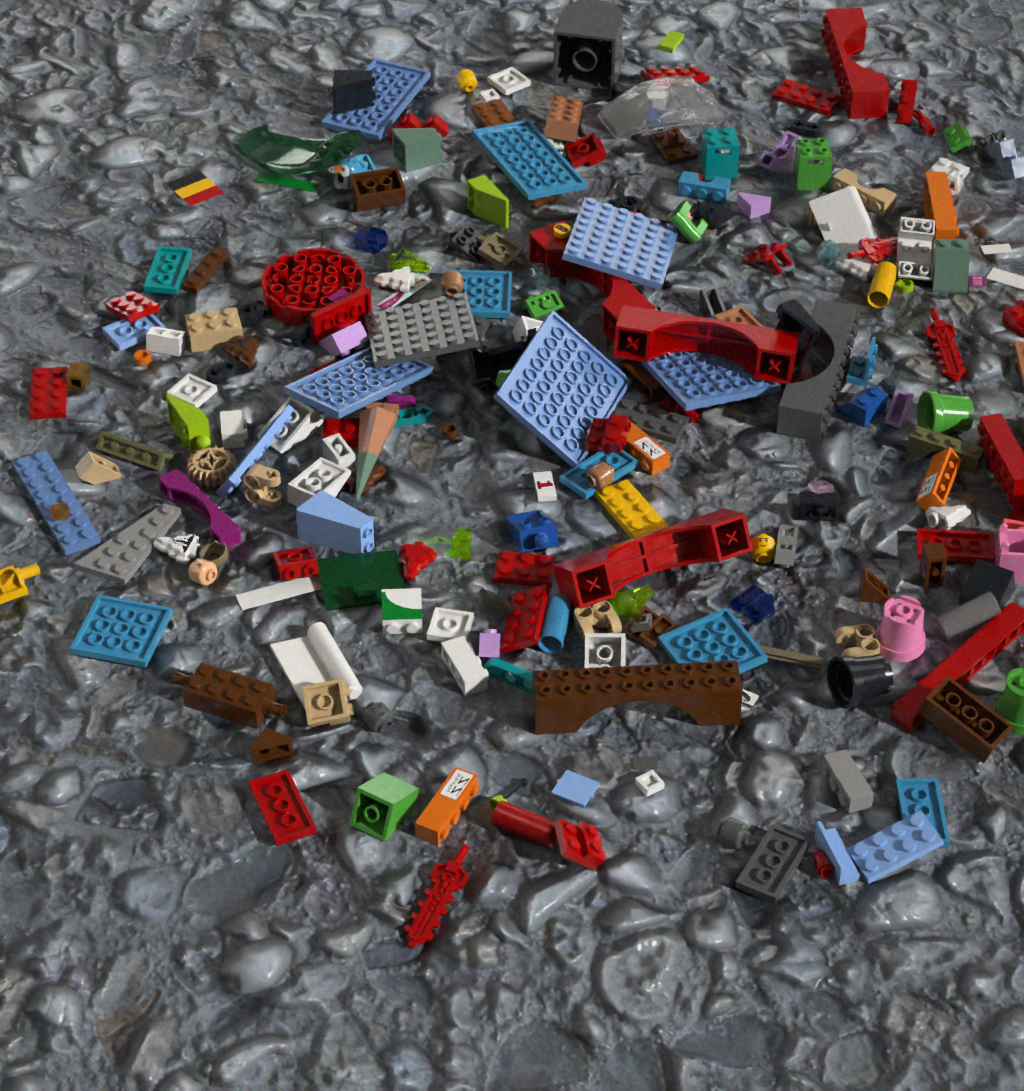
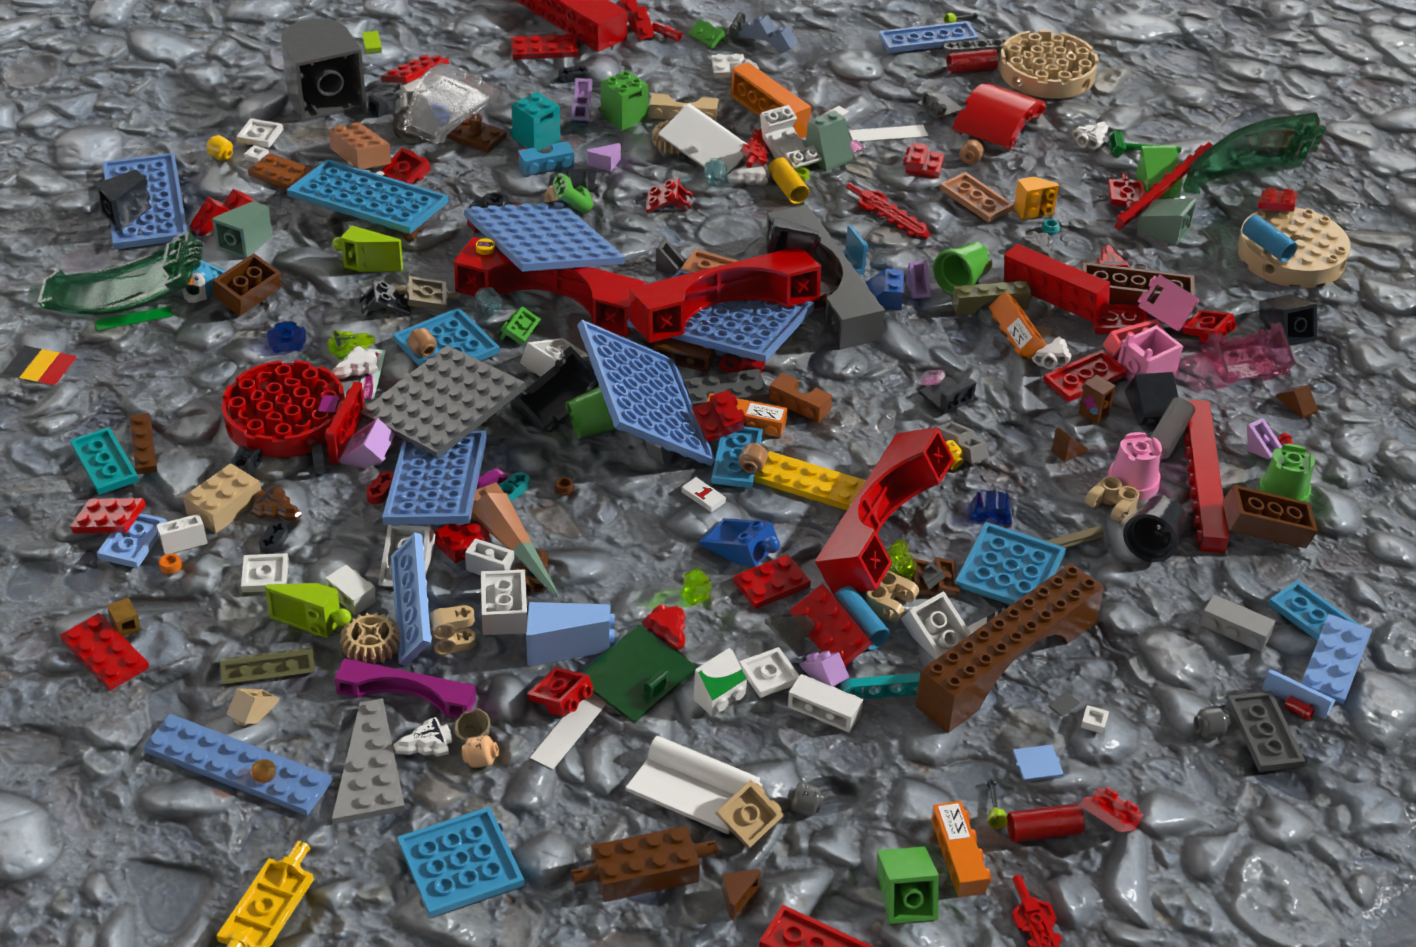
camera: 40 degrees left, 0 degrees up
(698, 461) = (811, 405): none -> dark orange arch

